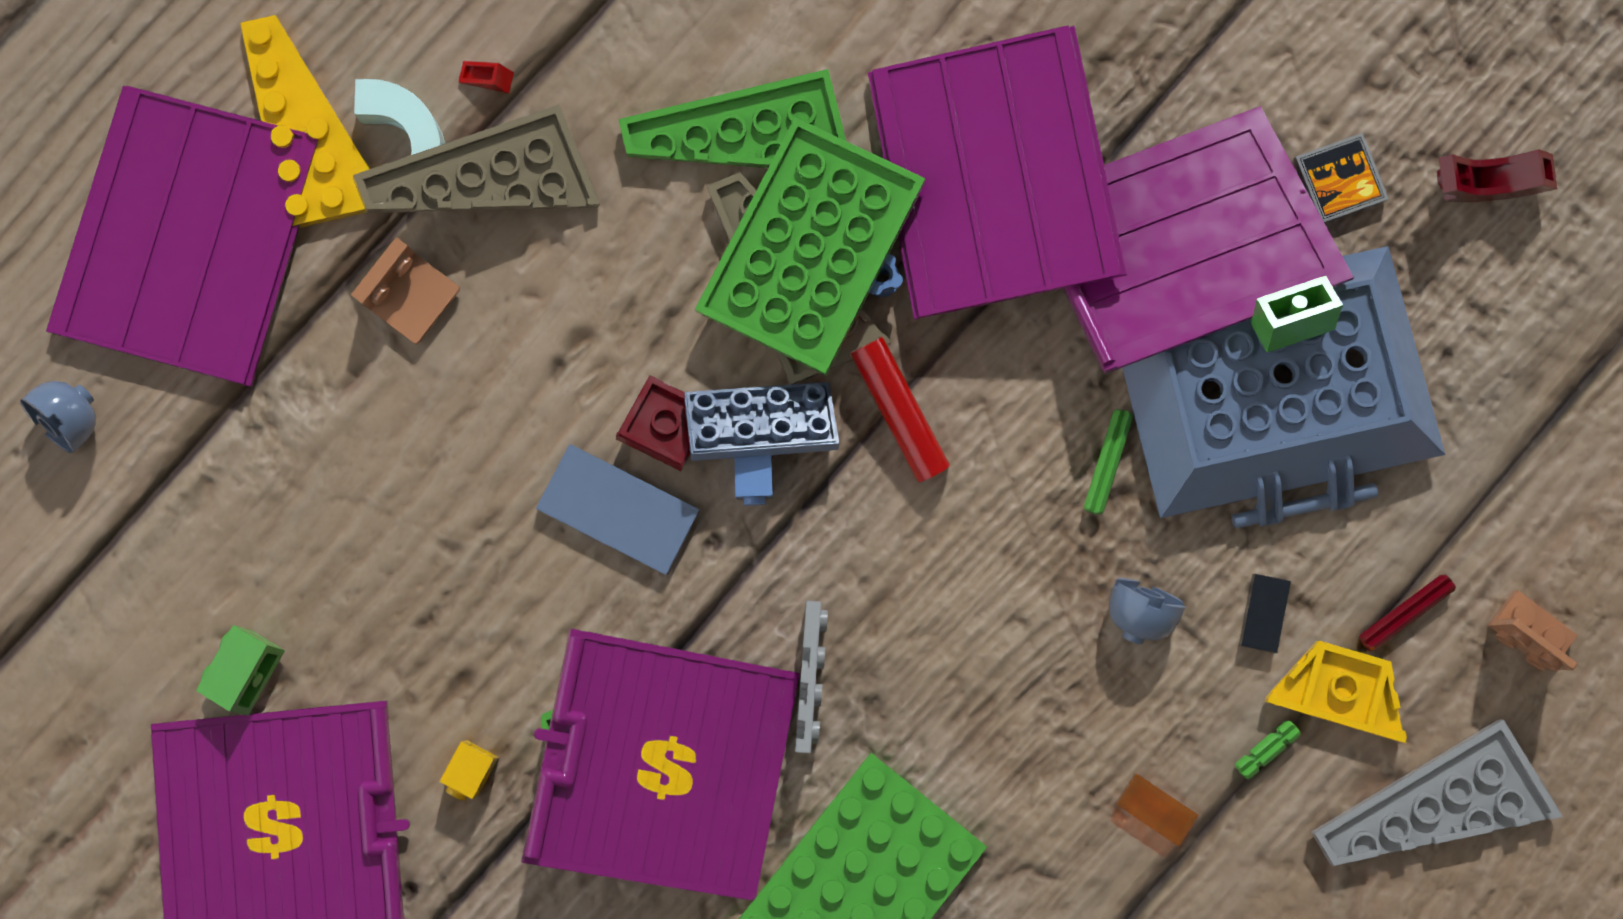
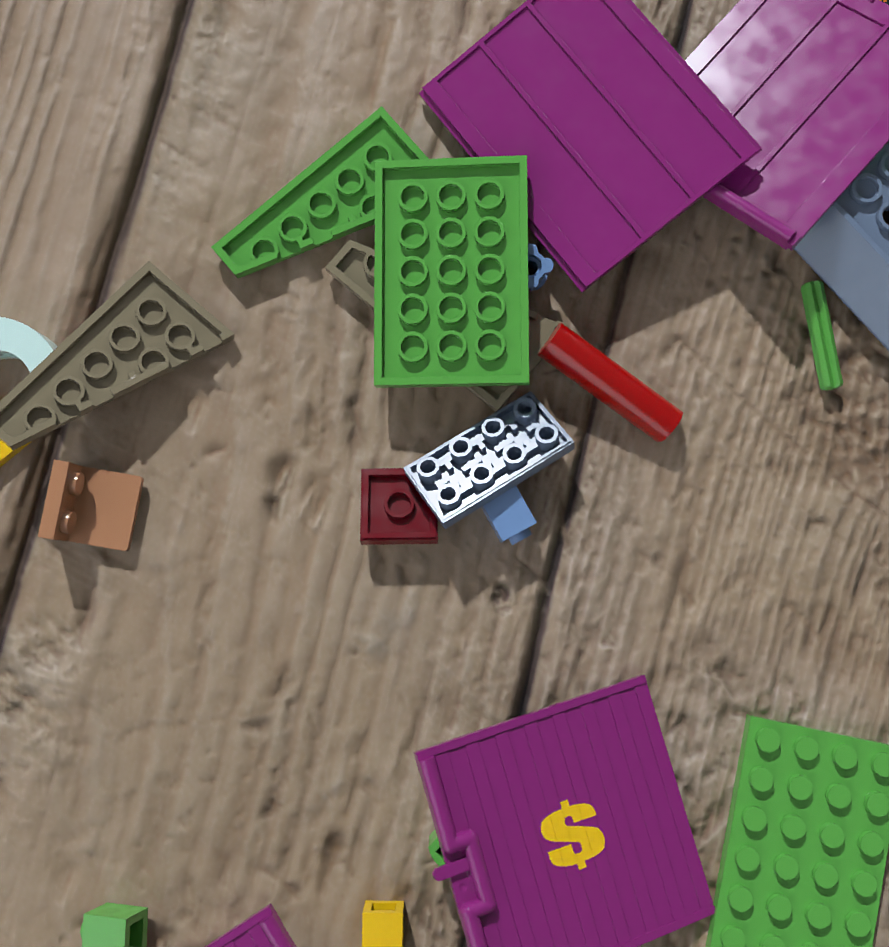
camera: 25 degrees left, 0 degrees up
(486, 76) = (68, 269): red piece -> none
(618, 509) = (396, 609): sand blue tile -> none
(810, 693) = (662, 683): light grey wing -> none

